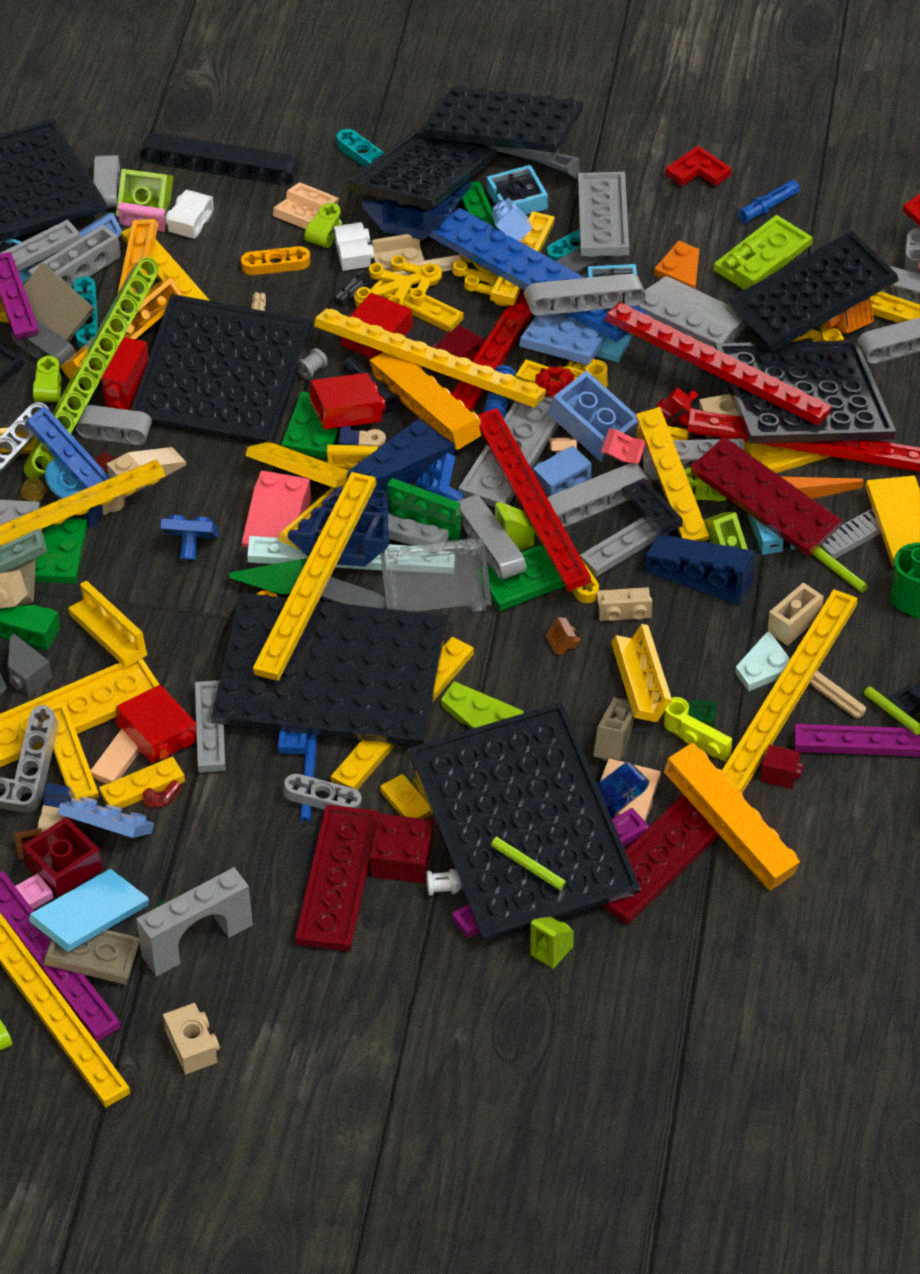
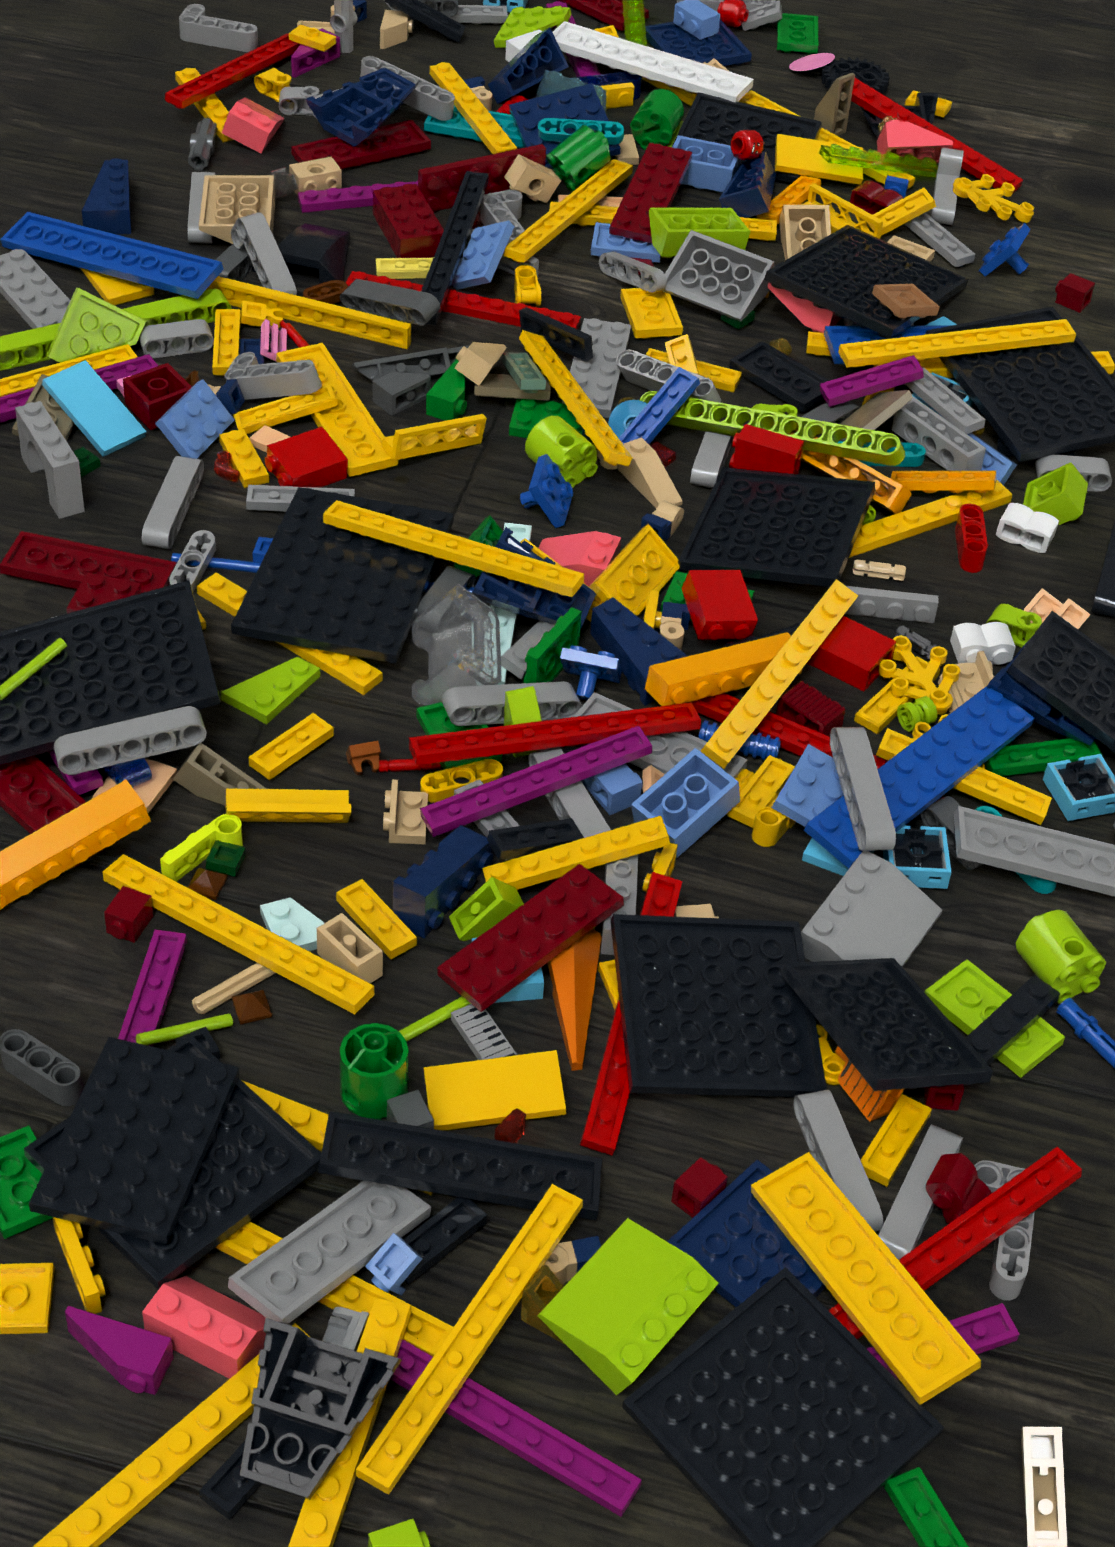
camera: 90 degrees right, 5 degrees down
(128, 524) = (564, 446): none -> lime cylinder
(129, 212) = (1020, 486): bright pink tile -> none
(209, 249) = (971, 538): none -> red beam
(213, 456) = (664, 519): none -> leg
(228, 825) = (172, 502): none -> light grey beam
(266, 255) = (965, 580): light orange beam -> none
(311, 300) = (894, 605): none -> light grey plate
(312, 363) = (795, 600): light grey bush -> none
(446, 287) = (920, 711): none -> lime wheel
(511, 219) = (1018, 762): light blue brick -> none
(553, 387) = (751, 789): red gear -> none
(558, 688) = (291, 746): none -> yellow plate
(559, 604) = (404, 765): none -> red wheel
(591, 507) = (535, 781): none -> magenta plate
(613, 769) = (129, 740): none -> light grey beam
(623, 447) = (625, 809): coral bracket -> none
(677, 407) = (698, 884): red hips -> none
(680, 264) = (971, 935): orange wing -> none
(706, 208) = (1060, 954): none -> lime cylinder
(719, 363) = (744, 909): red plate -> none
(728, 726) = (207, 883): none -> reddish brown slope
(746, 609) = (376, 919): none -> yellow plate
(751, 226) = (1012, 1018): none -> black plate
(760, 264) = (958, 1000): lime plate -> none
(850, 680) = (251, 1007): none -> reddish brown slope

